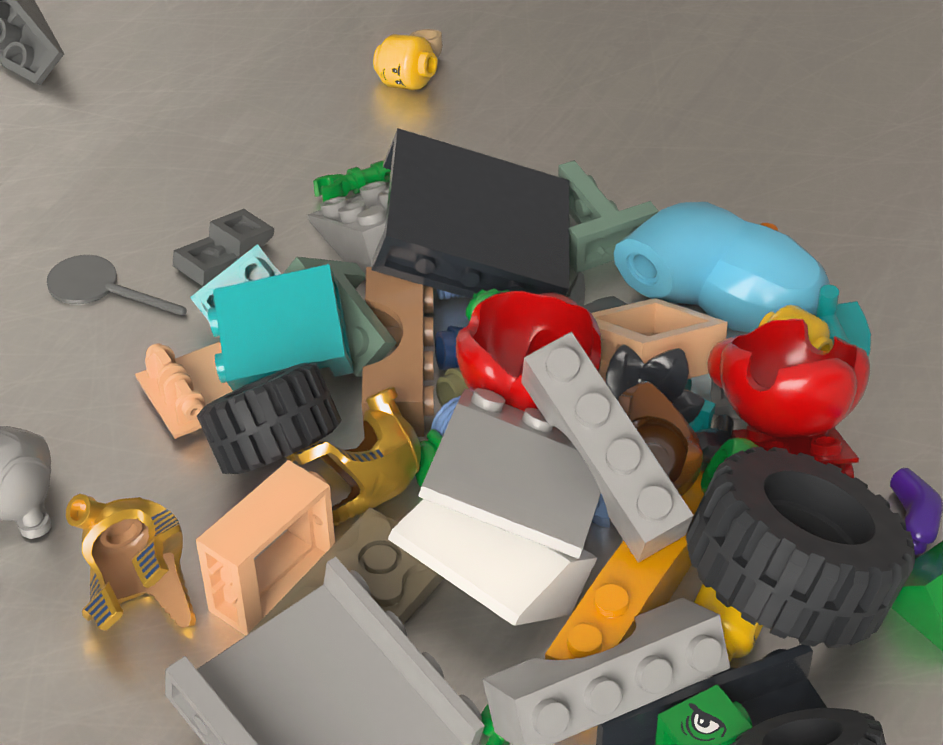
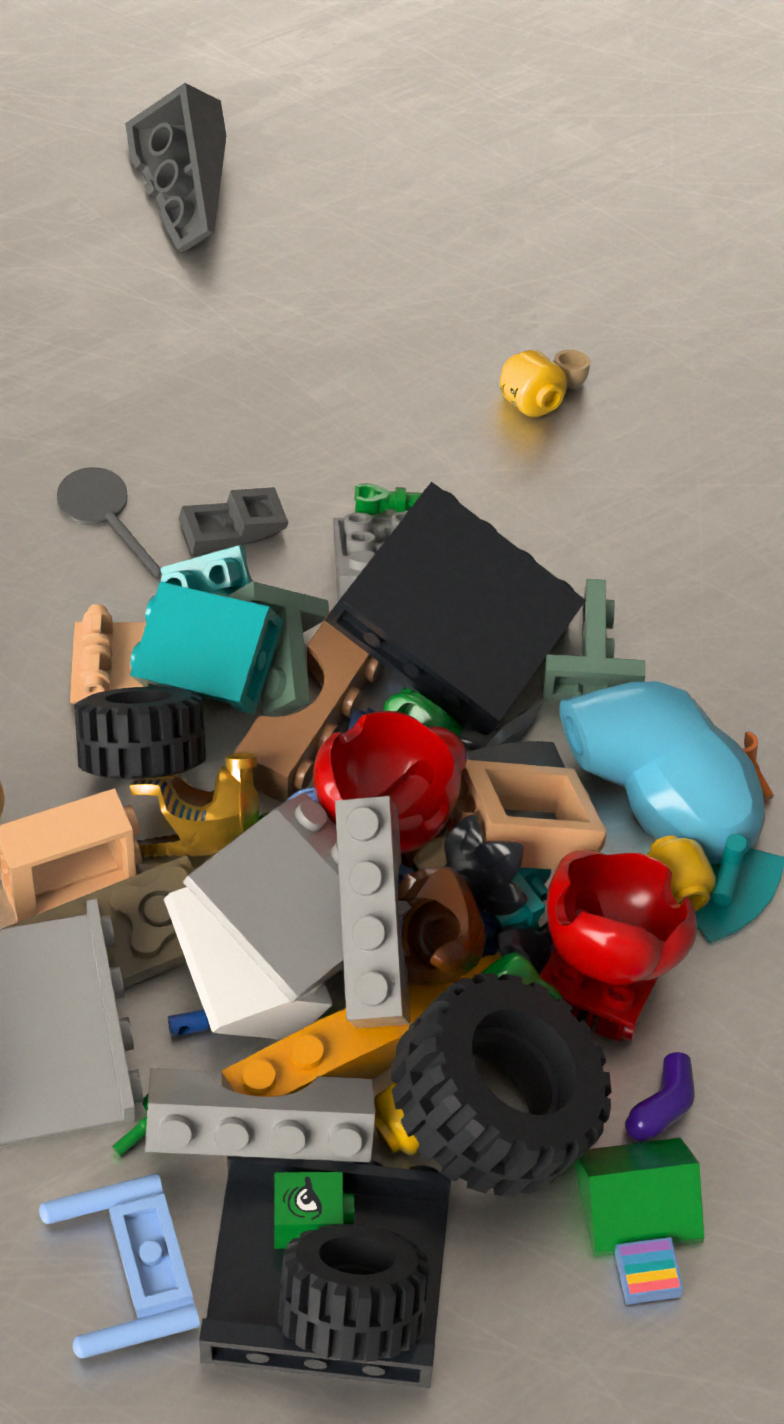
camera: 25 degrees right, 10 degrees up
(476, 637) = (188, 1023): none -> blue pin

